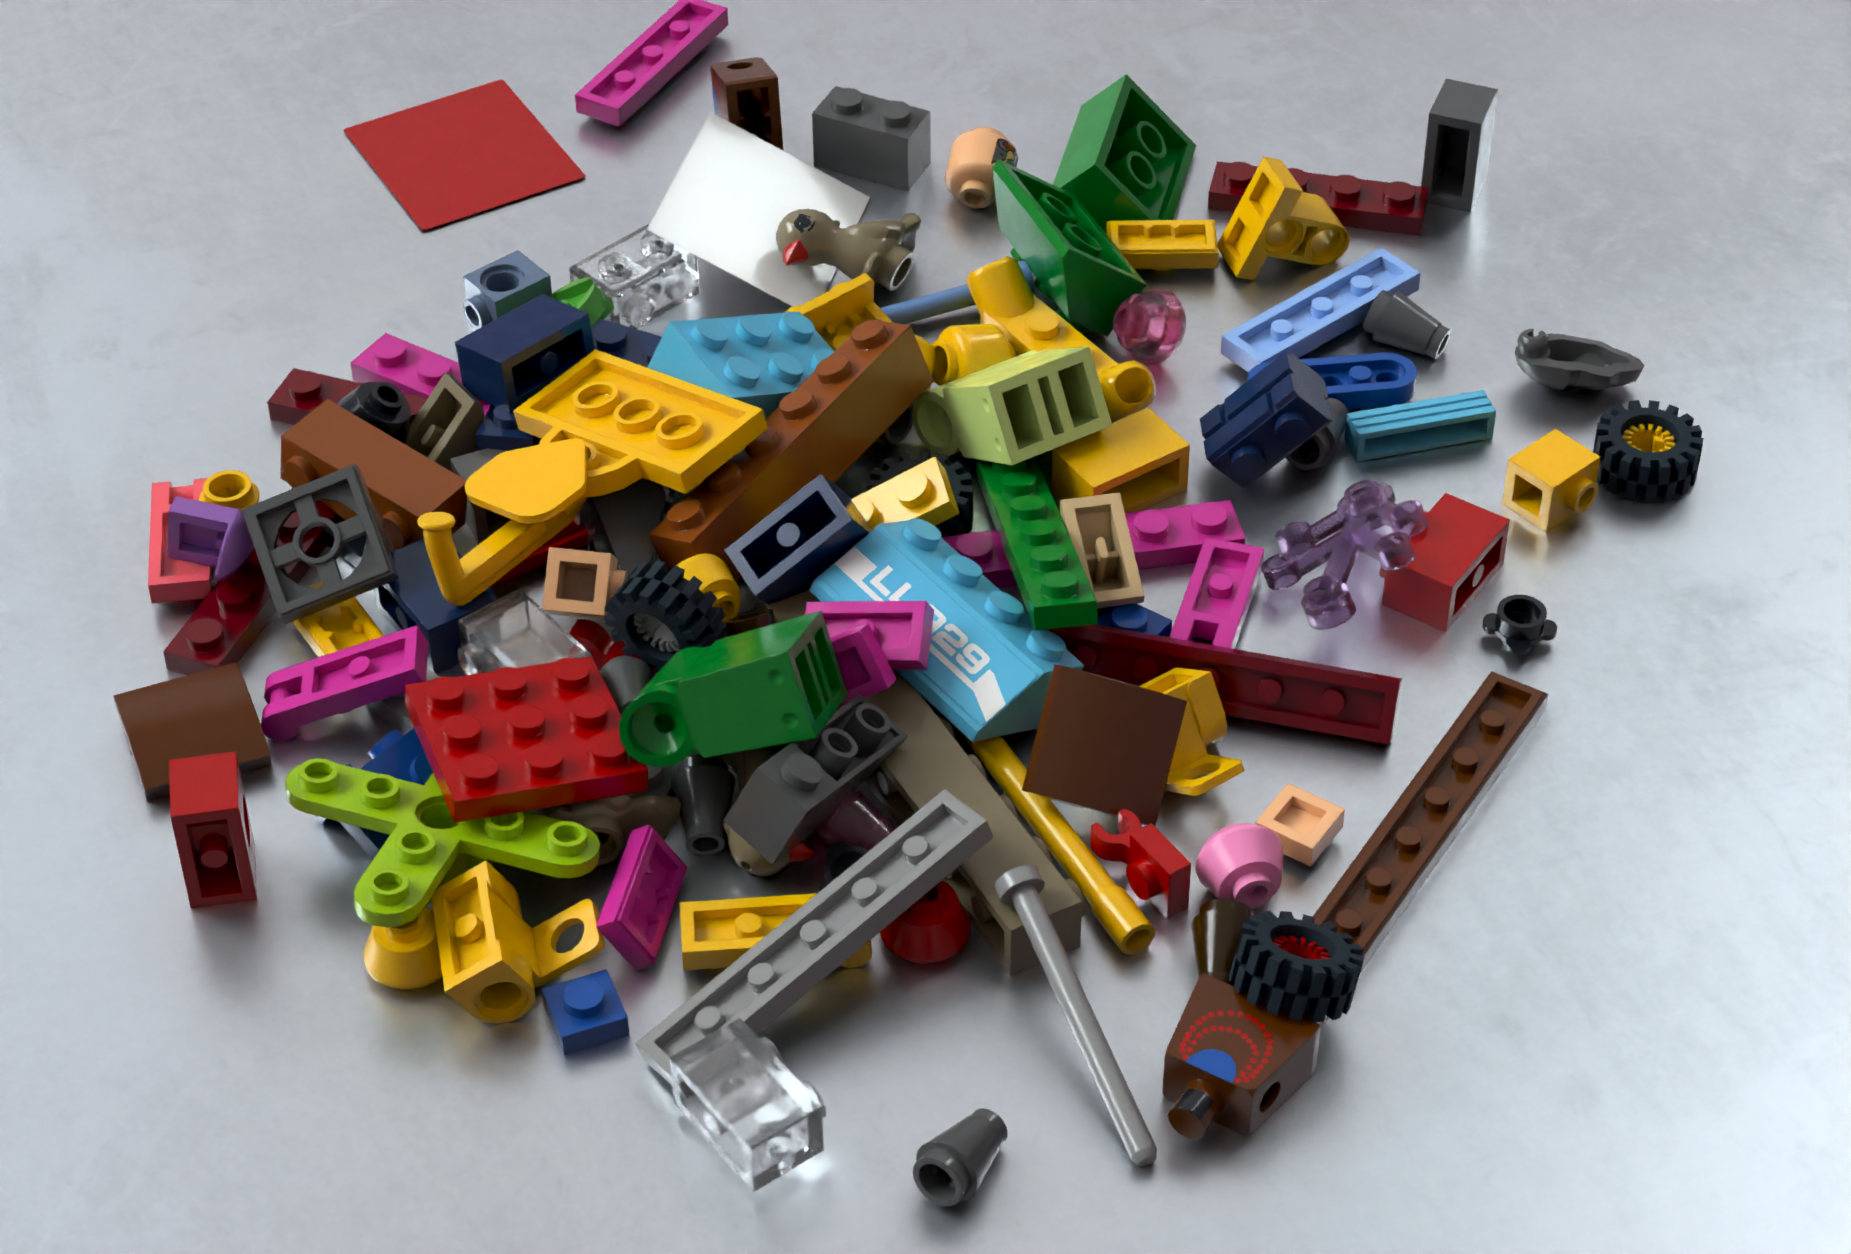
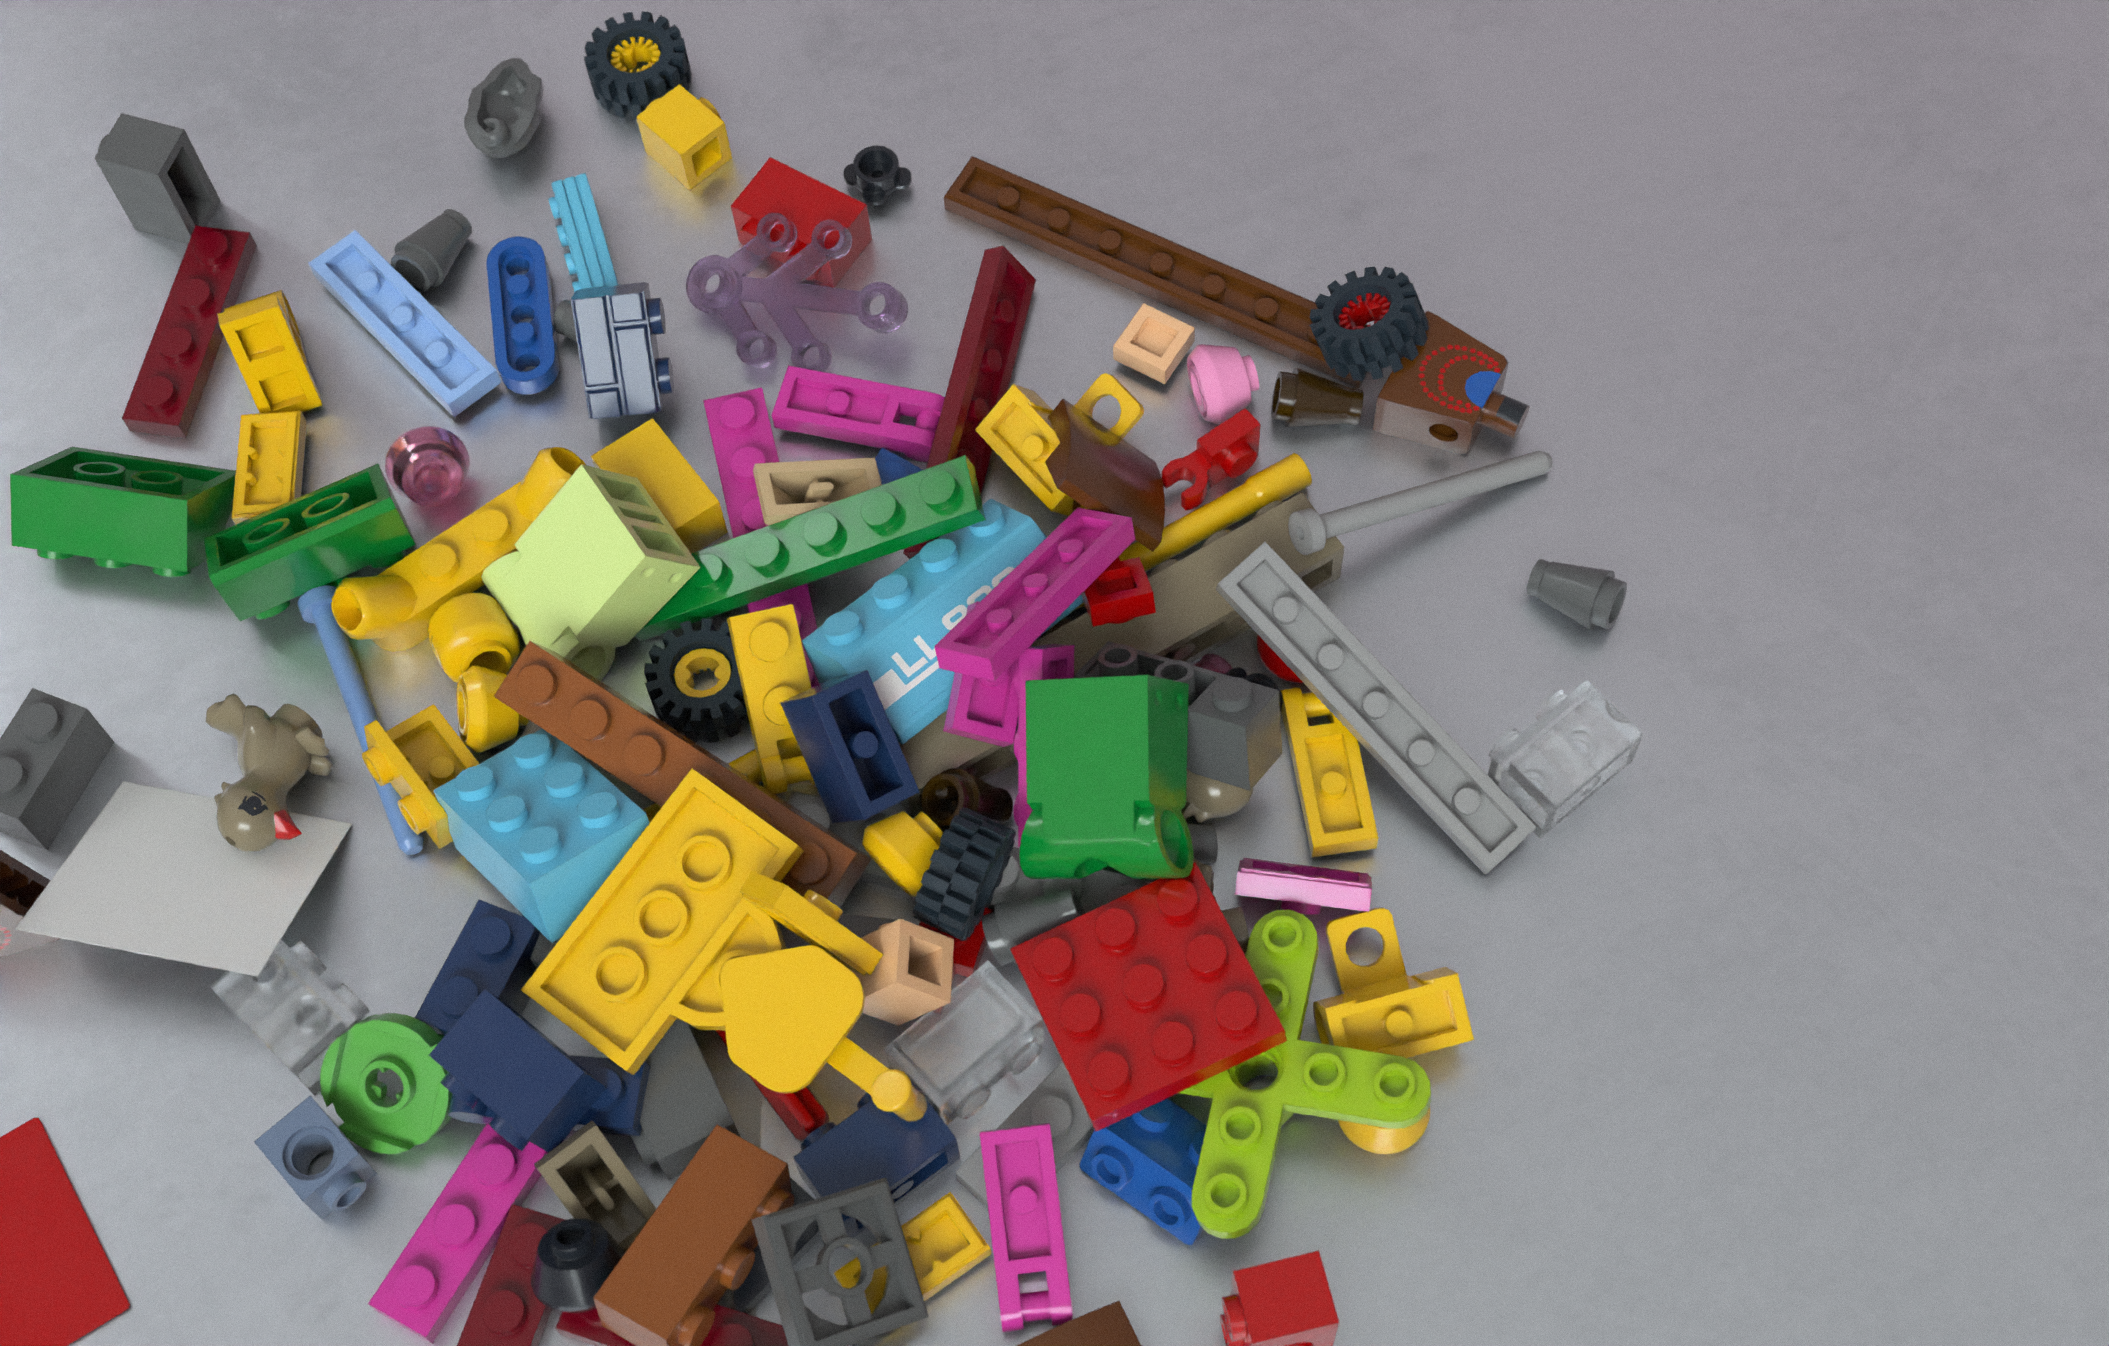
camera: 90 degrees left, 20 degrees up
(585, 1011) = (1439, 930): blue plate -> none
(611, 492) = (812, 920): none -> yellow plate
(929, 637) = (1034, 594): none -> dark pink plate
(963, 735) = (1119, 593): none -> red plate
(971, 165) = (112, 649): light nougat head -> none

